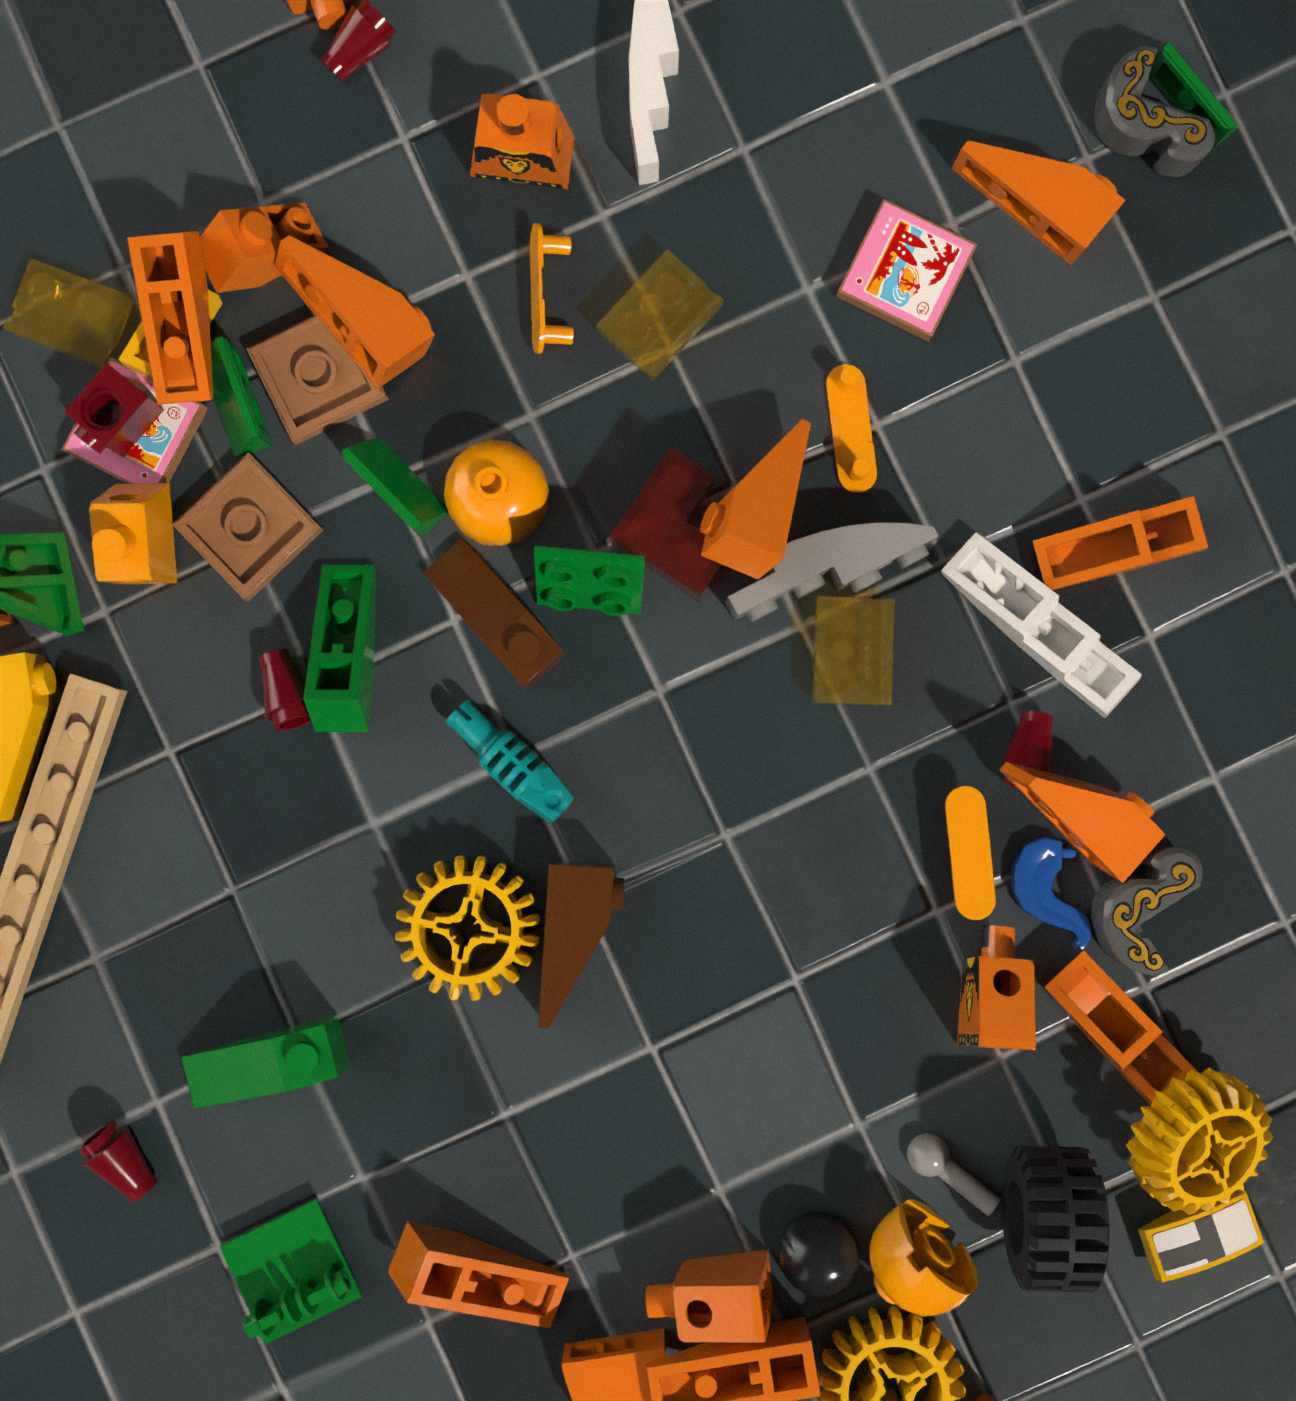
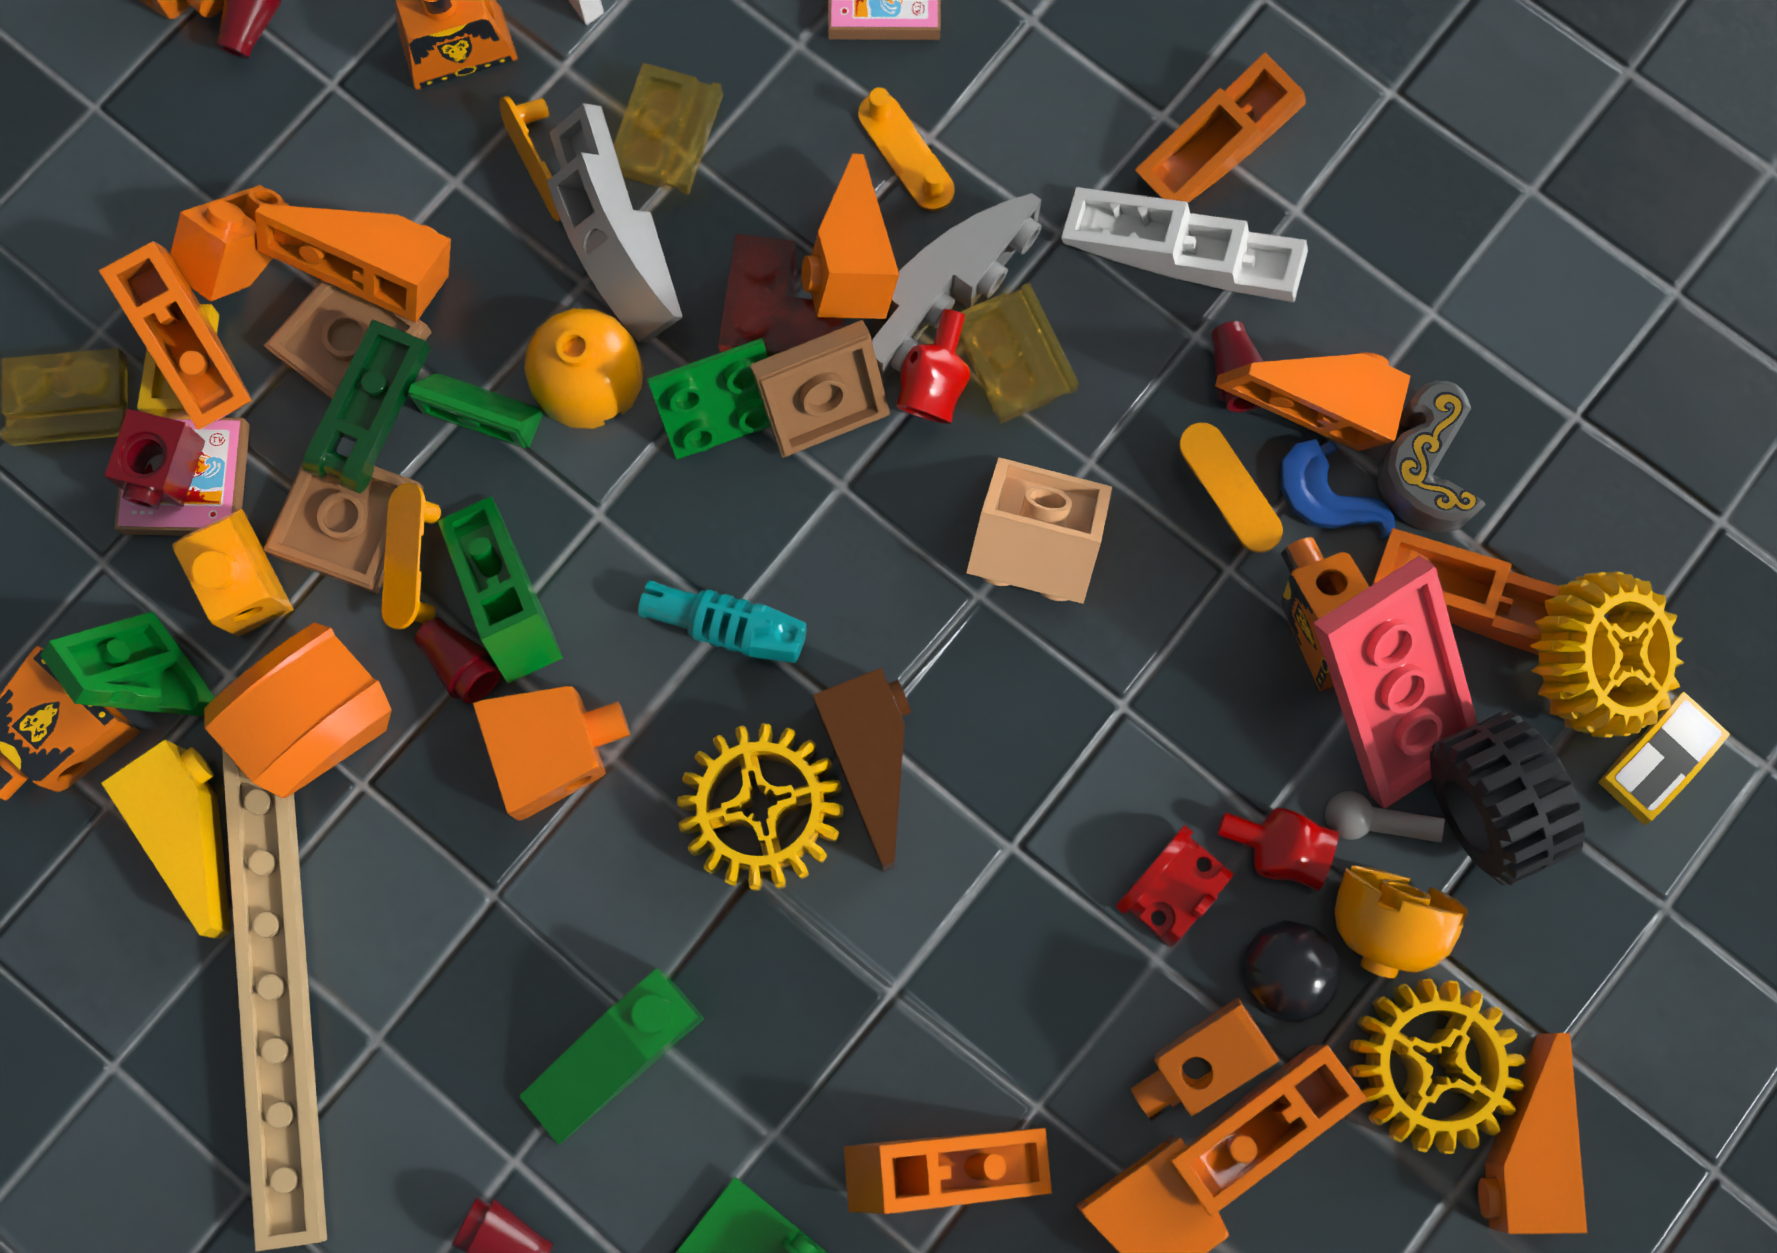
camera: 25 degrees left, 10 degrees down
(135, 678) = (298, 712): none -> orange slope
(237, 401) = (274, 400): green slope -> none
(270, 602) = (402, 576): none -> light orange piece
(304, 445) = (366, 405): none -> dark green plate
(323, 796) = (546, 745): none -> orange torso
(494, 614) = (642, 484): reddish brown slope -> none
(567, 399) = (610, 238): none -> light grey slope
(677, 612) = (821, 388): none -> medium nougat tile
(763, 1148) = (1175, 888): none -> red piece
(778, 640) = (934, 373): none -> red piece
(800, 811) = (1040, 531): none -> light nougat slope
(864, 1157) = (1285, 845): none -> red piece
(1018, 1087) = (1397, 677): none -> coral plate

